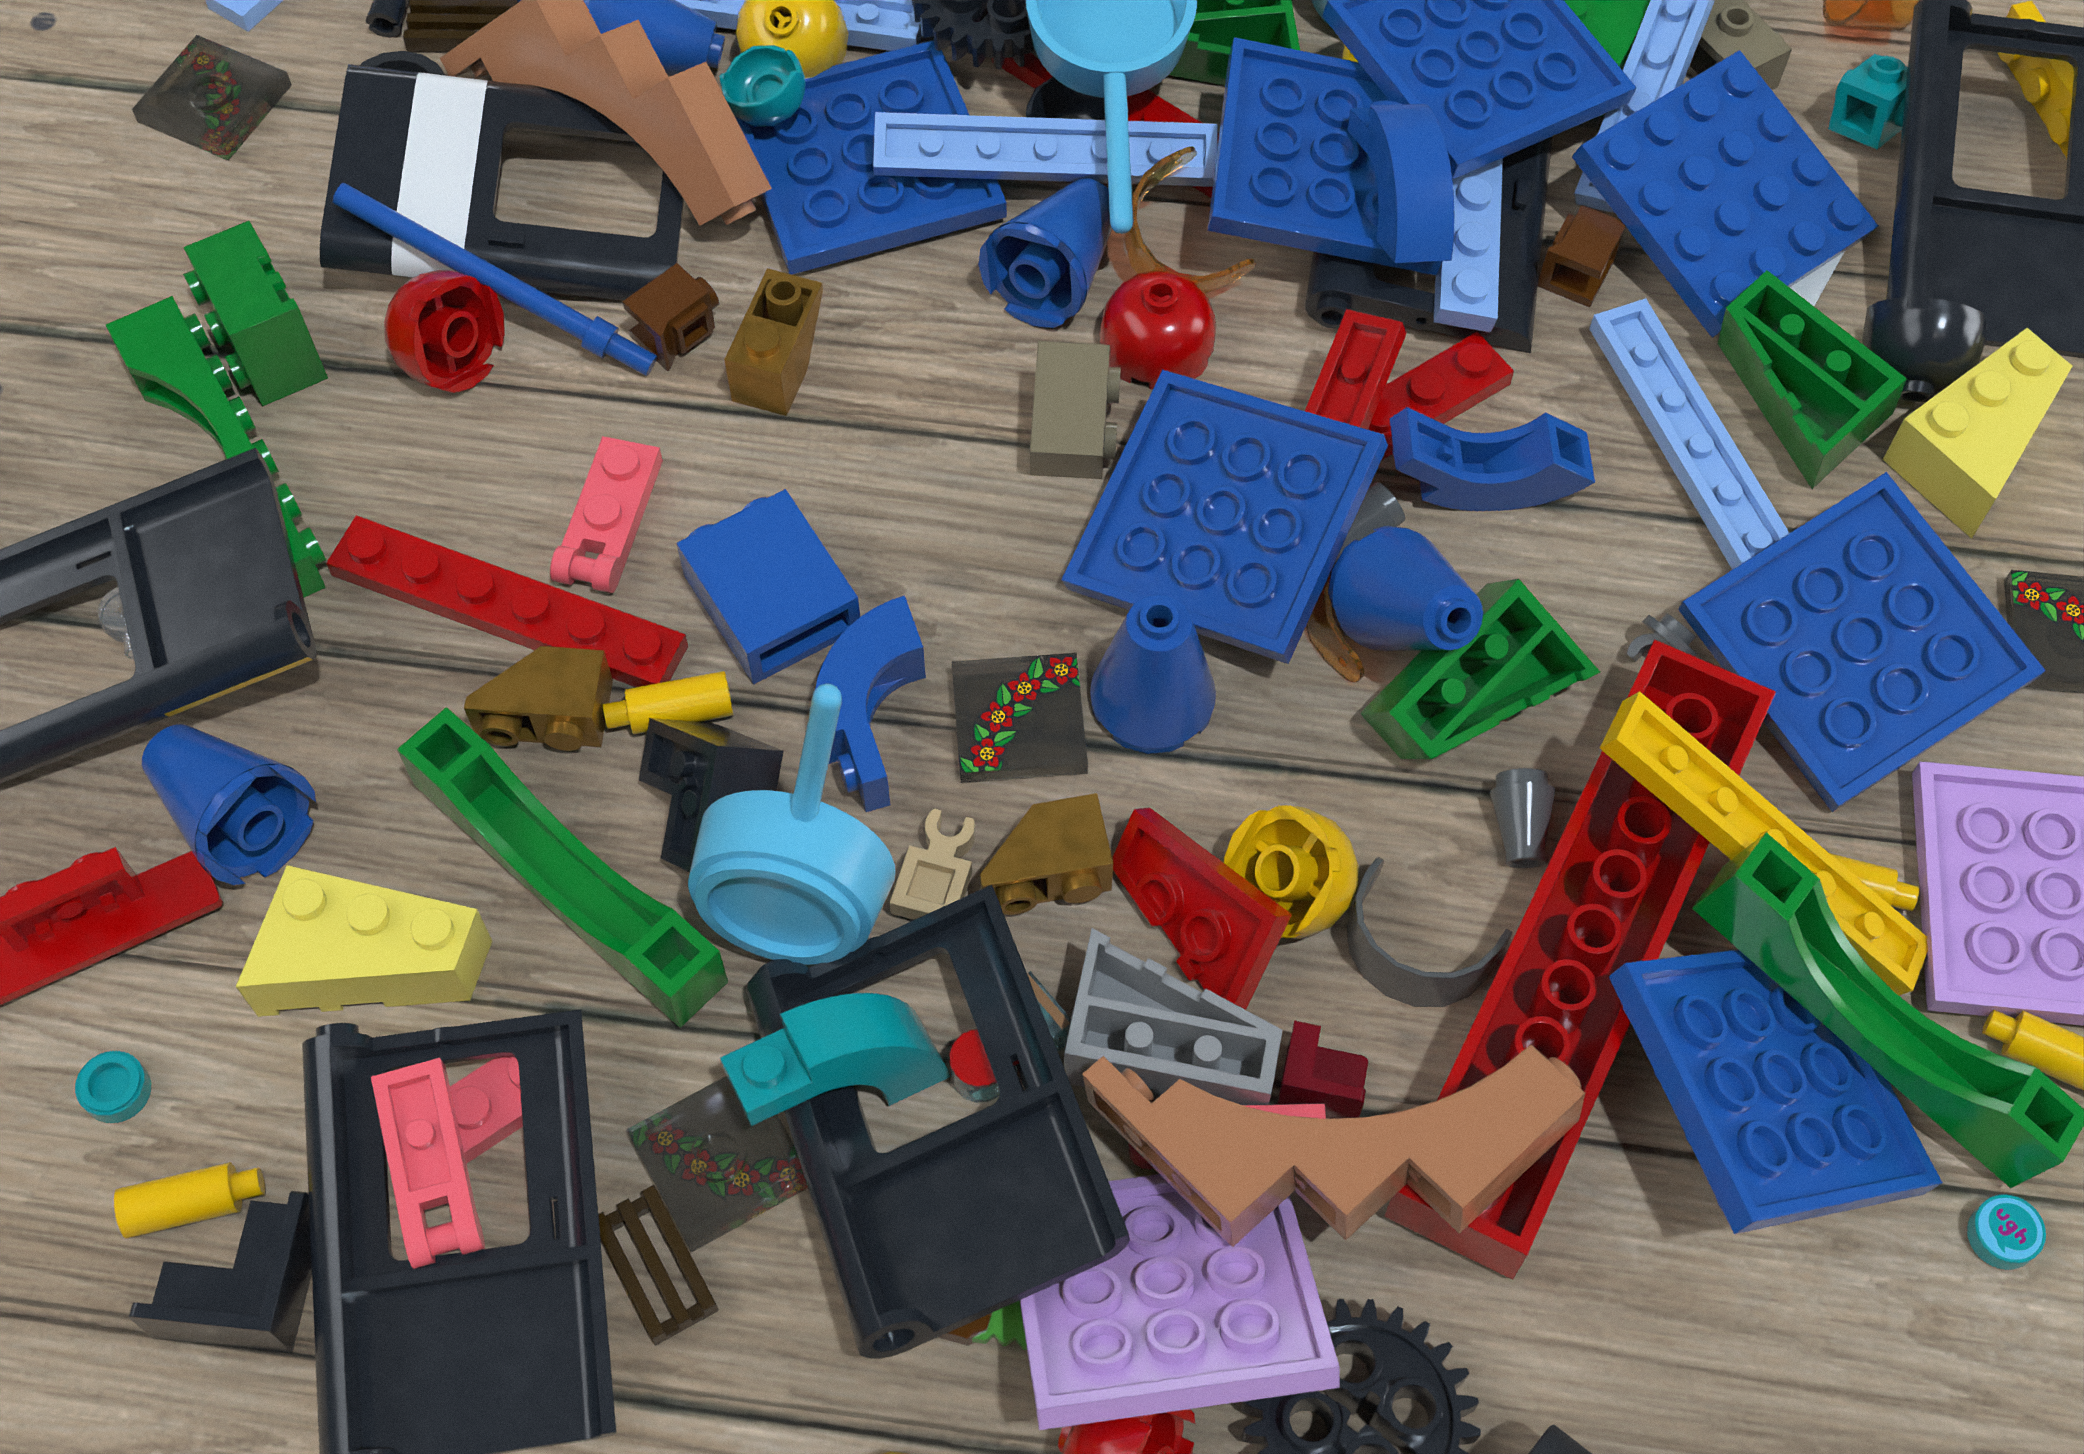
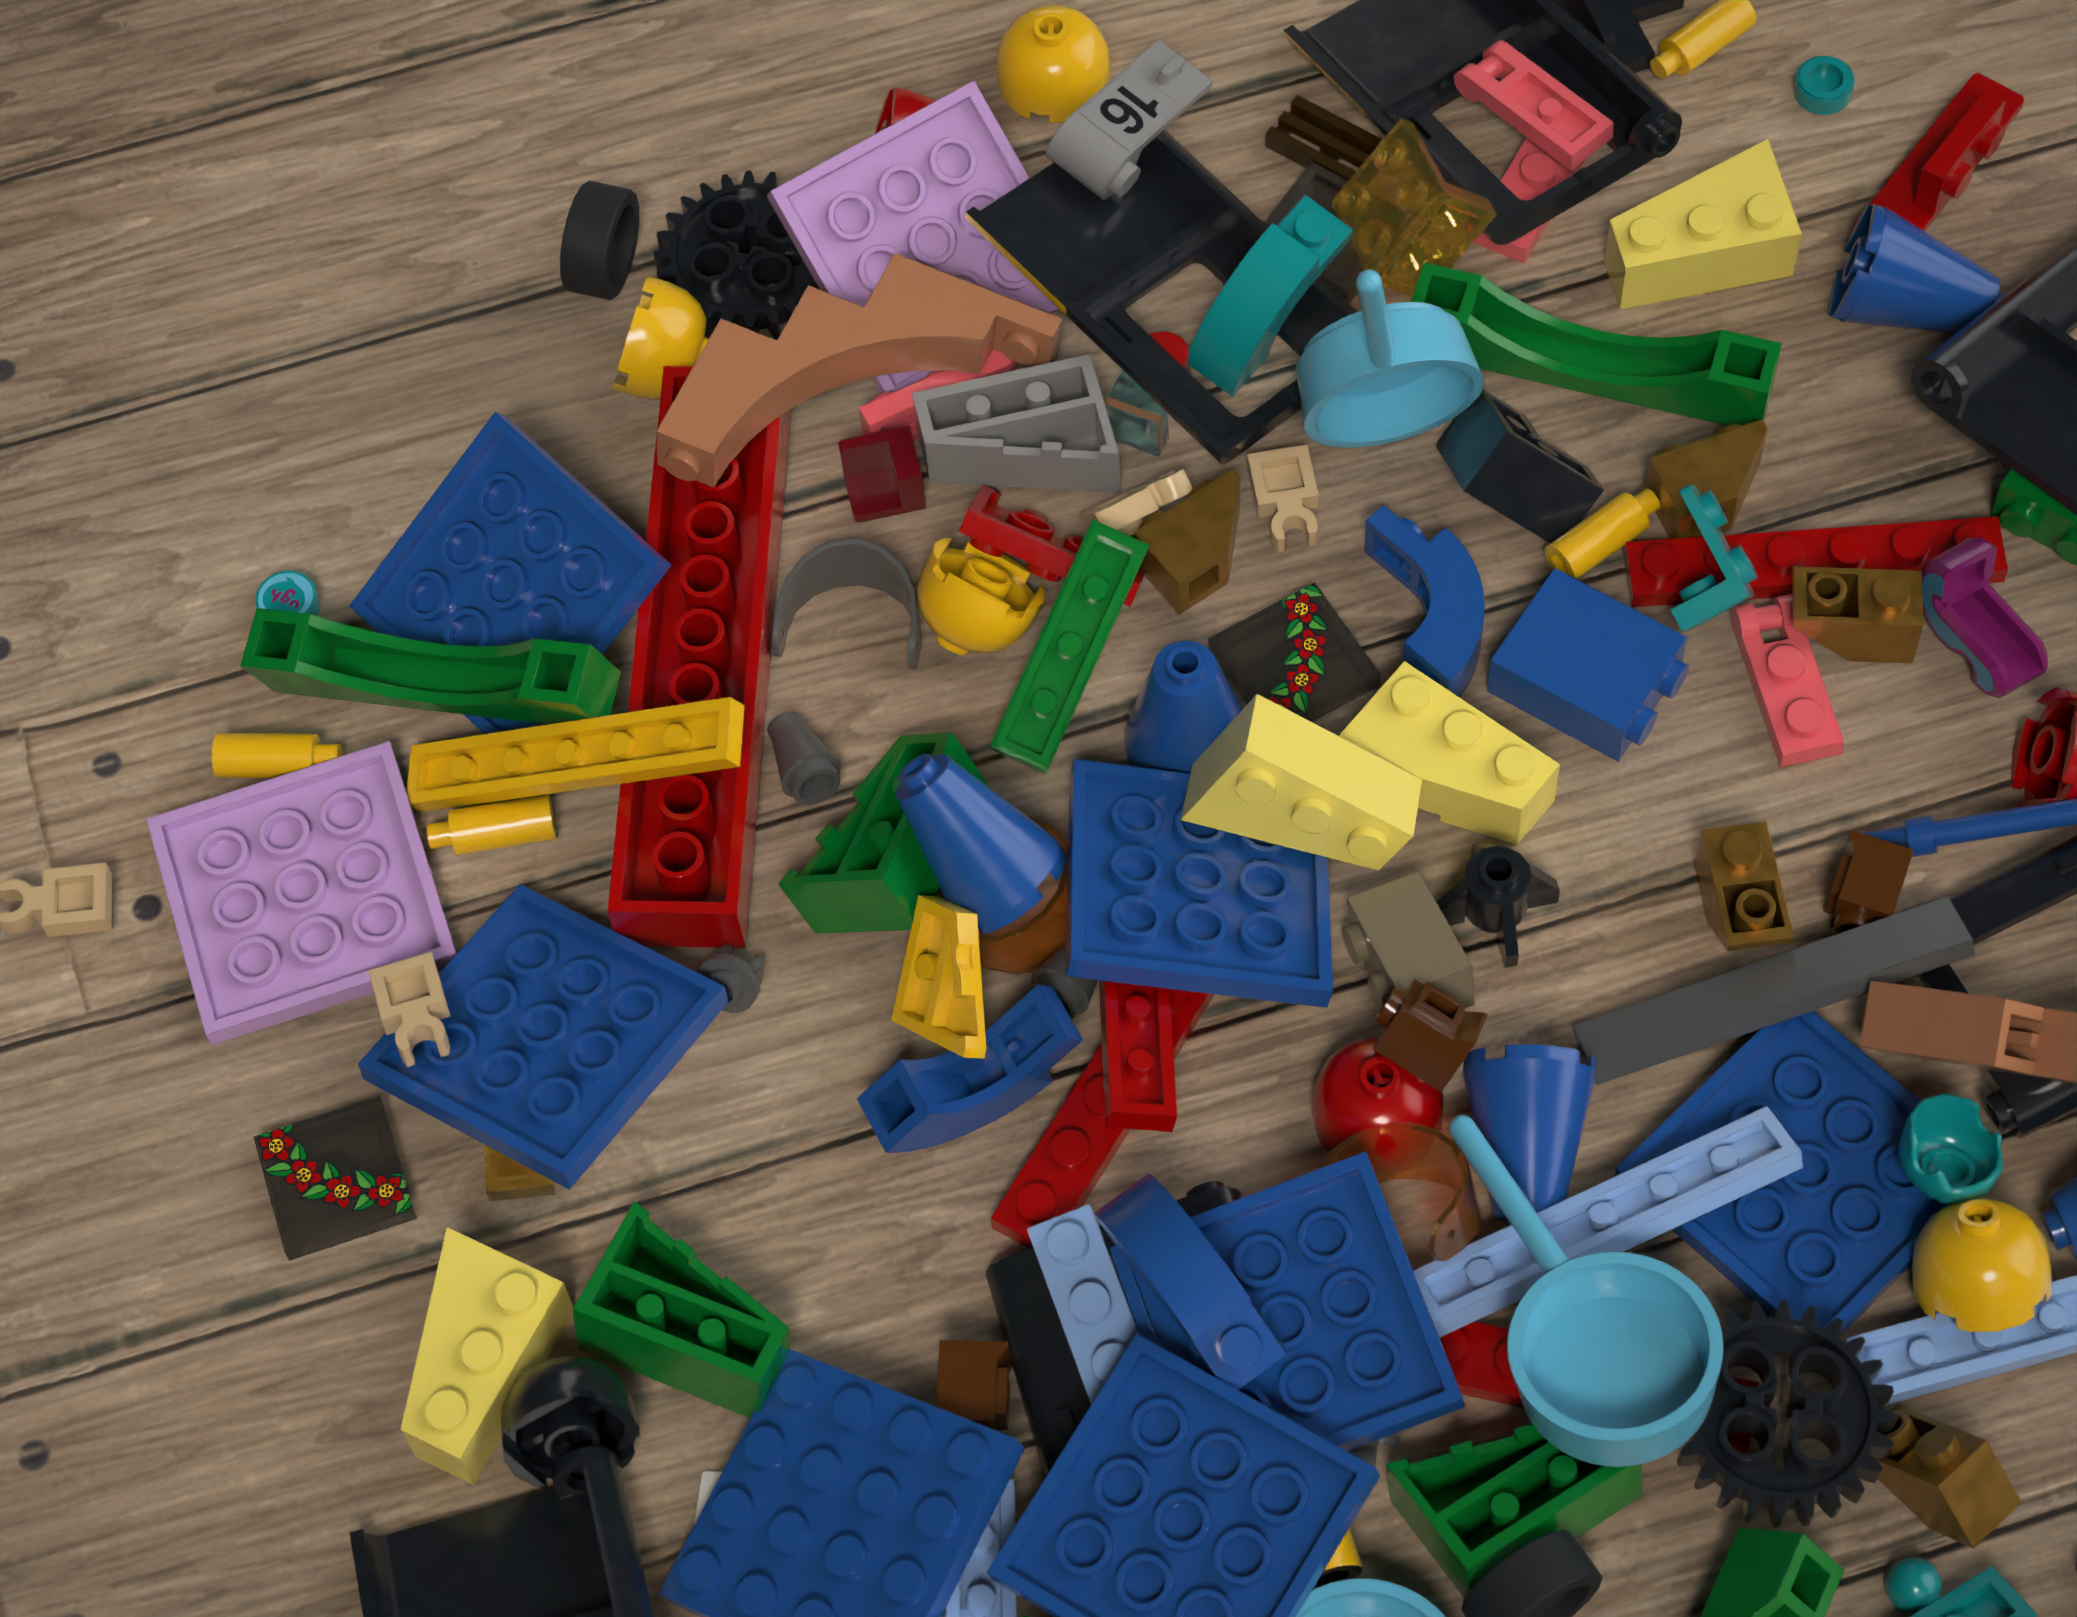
camera: 160 degrees right, 0 degrees up
(418, 476) = (1978, 621): none -> magenta animal
(506, 513) = (1860, 611): none -> pearl gold slope
(616, 578) = (1705, 597): none -> teal bracket
(649, 1084) = (1407, 211): none -> clear yellow bracket
(846, 268) = (1774, 989): none -> dark grey tile
(913, 1279) = (1112, 127): none -> light grey door
(951, 555) = (1467, 762): none -> light yellow wedge
(970, 433) = (1497, 894): none -> black brick
(1097, 529) = (1302, 789): none -> light yellow wedge
(1108, 909) = (1127, 509): none -> tan plate
(1119, 311) = (1427, 1032): none -> reddish brown window
(1226, 786) = (1069, 647): none -> green tile
(1483, 526) = (943, 979): none -> yellow wing
(1507, 1331) = (662, 333): none -> yellow cylinder
(1688, 431) = (779, 1221): light blue plate -> none
(1984, 692) = (412, 1004): none -> tan plate

